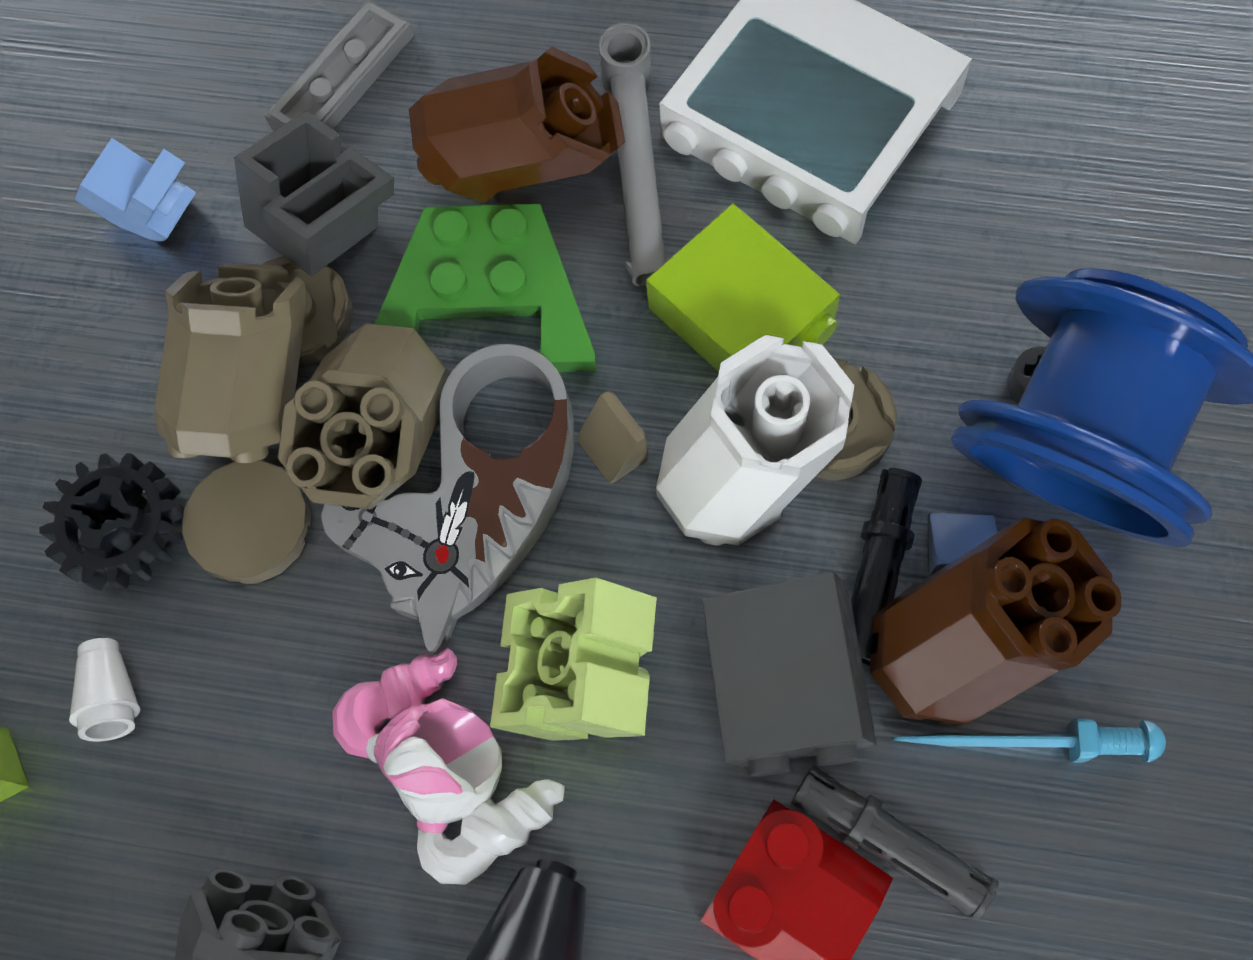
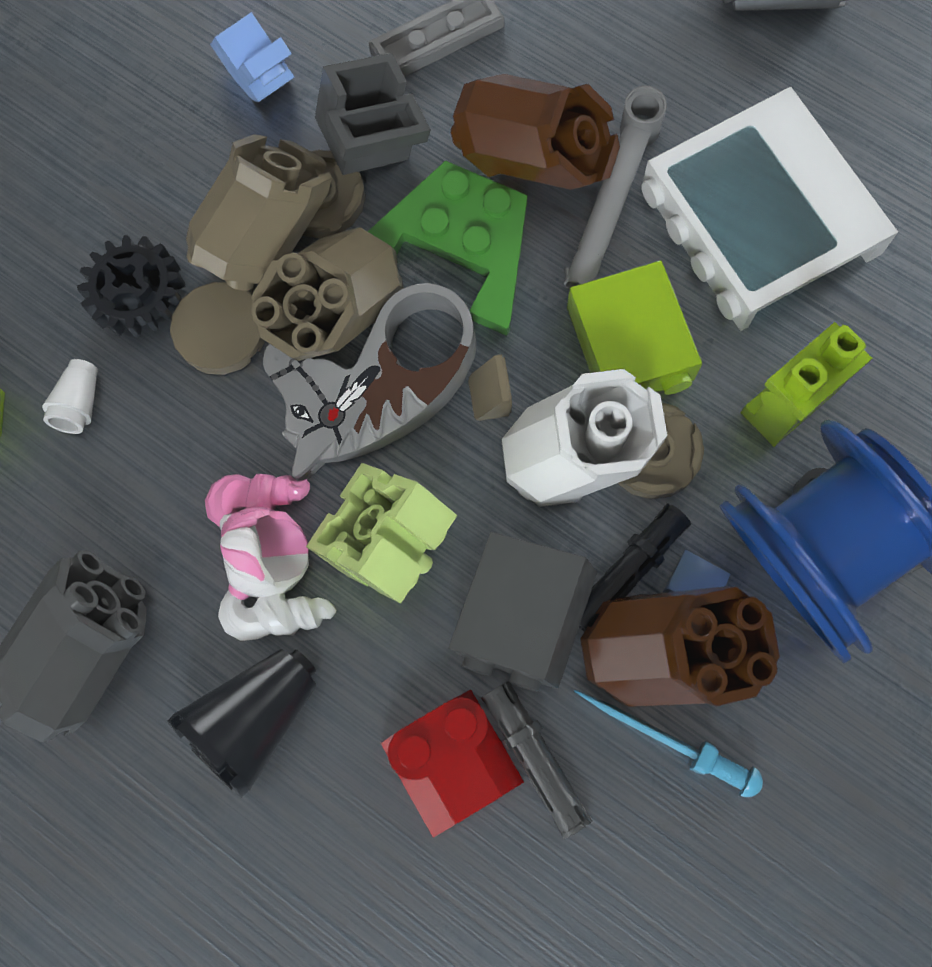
camera: 25 degrees right, 5 degrees up
(967, 261) = (806, 382): none -> lime hips

